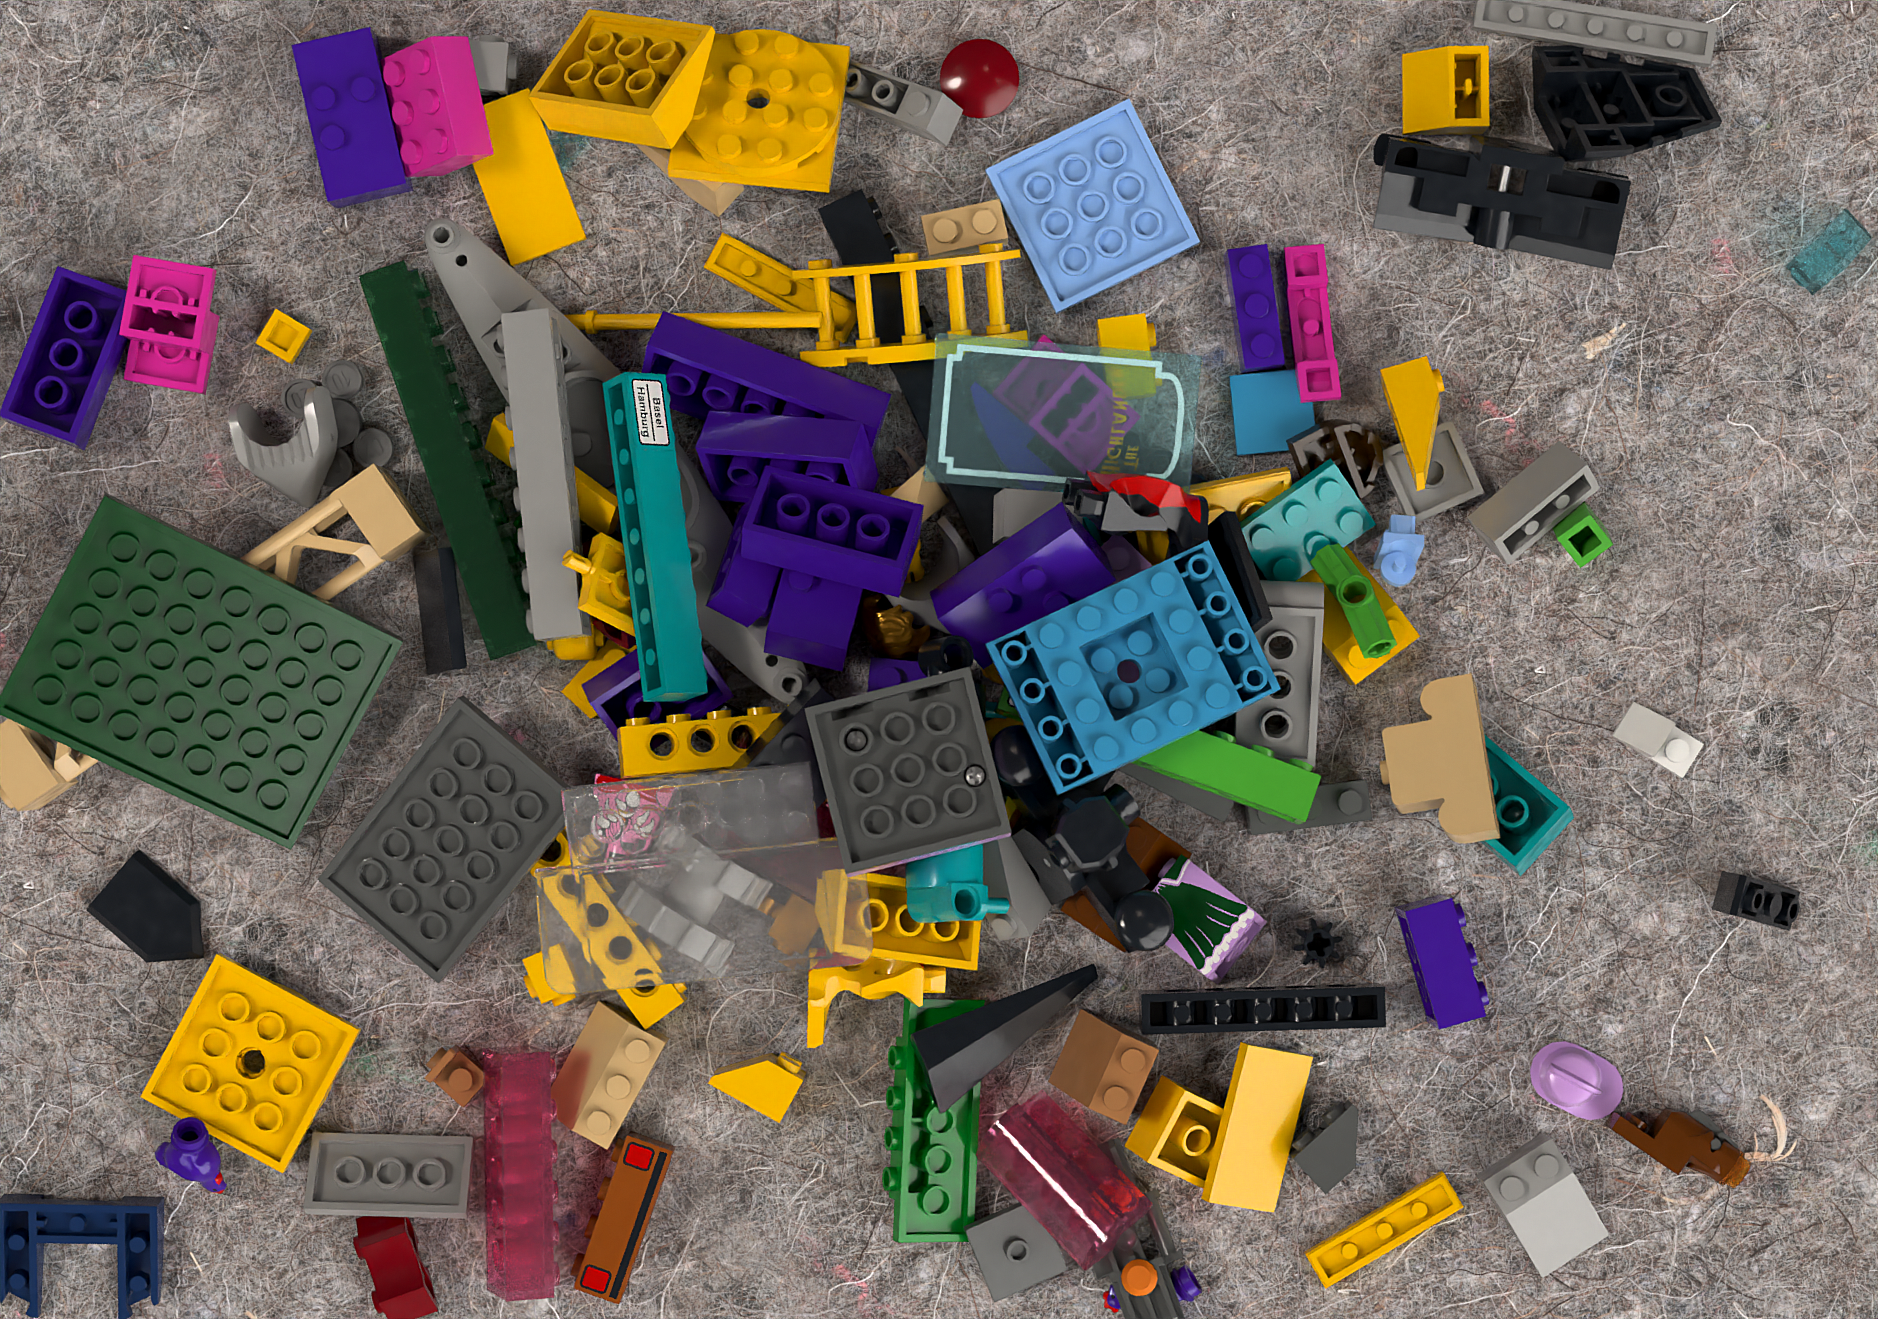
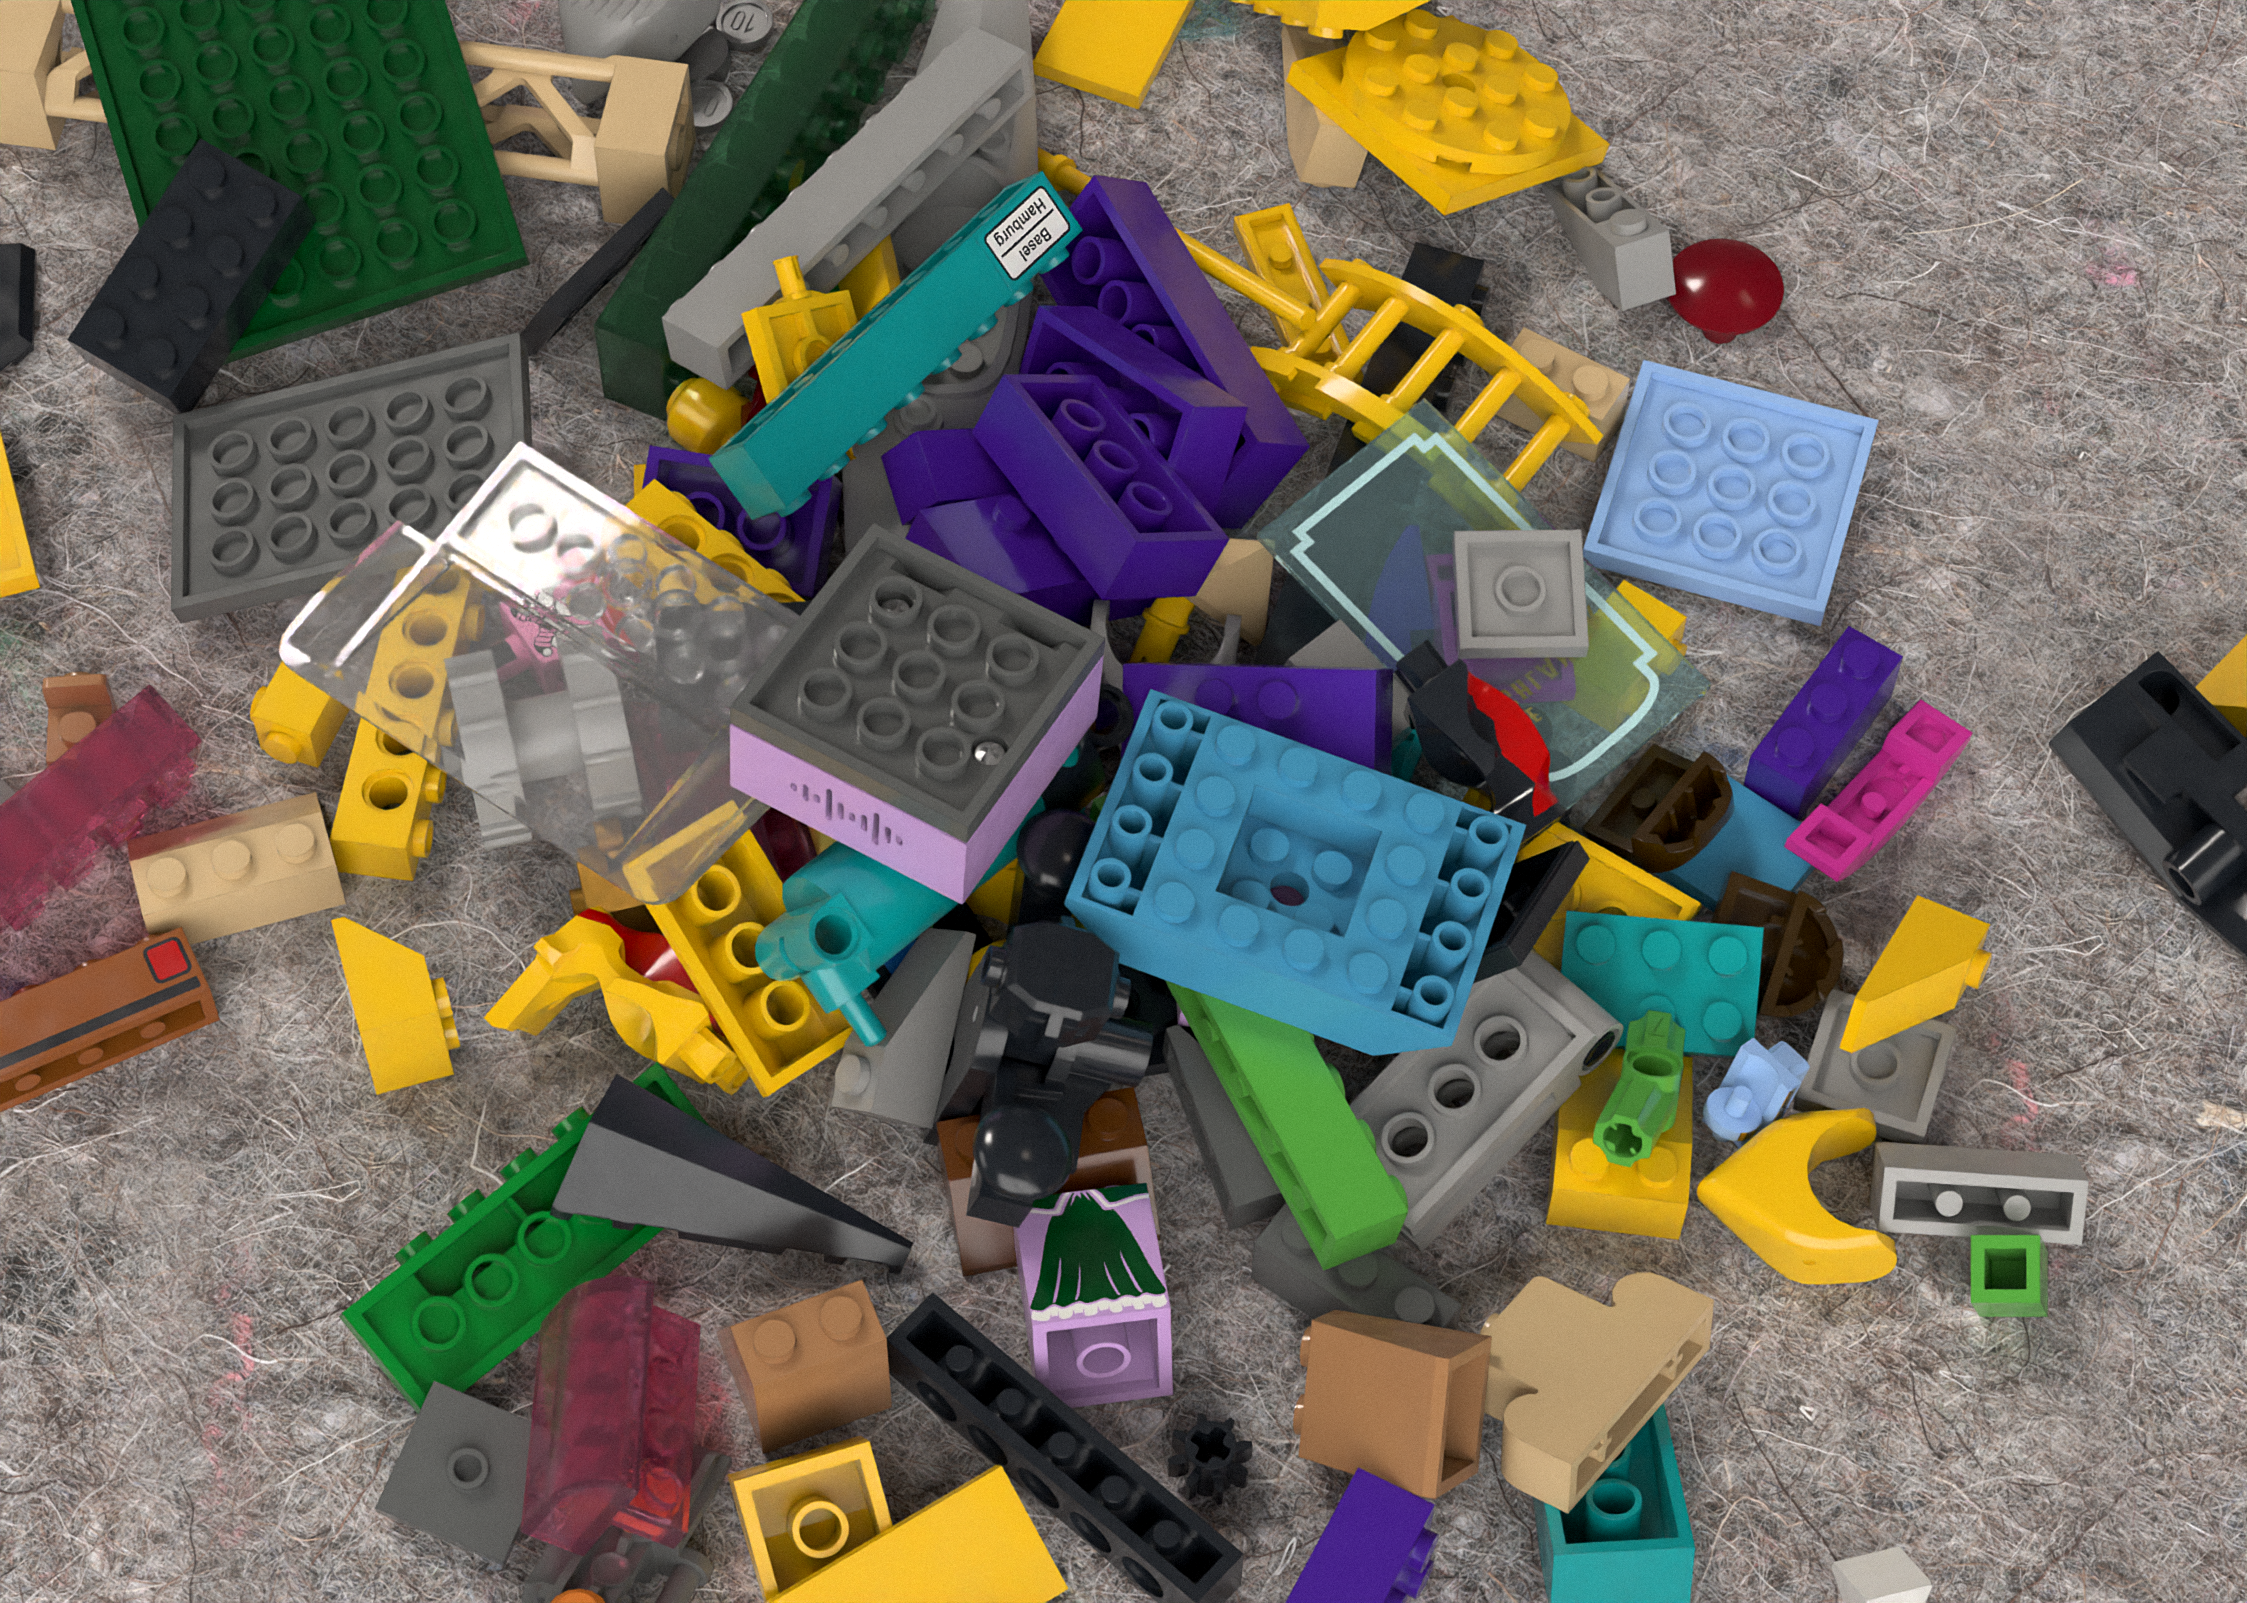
camera: 40 degrees right, 30 degrees down
(259, 812) = (193, 278): none -> black brick
(1080, 401) = (1520, 594): none -> light grey plate
(1228, 429) = (1664, 810): none -> dark brown slope
(1383, 858) = (1393, 1400): none -> medium nougat slope
(1441, 589) = (1771, 1208): none -> yellow animal

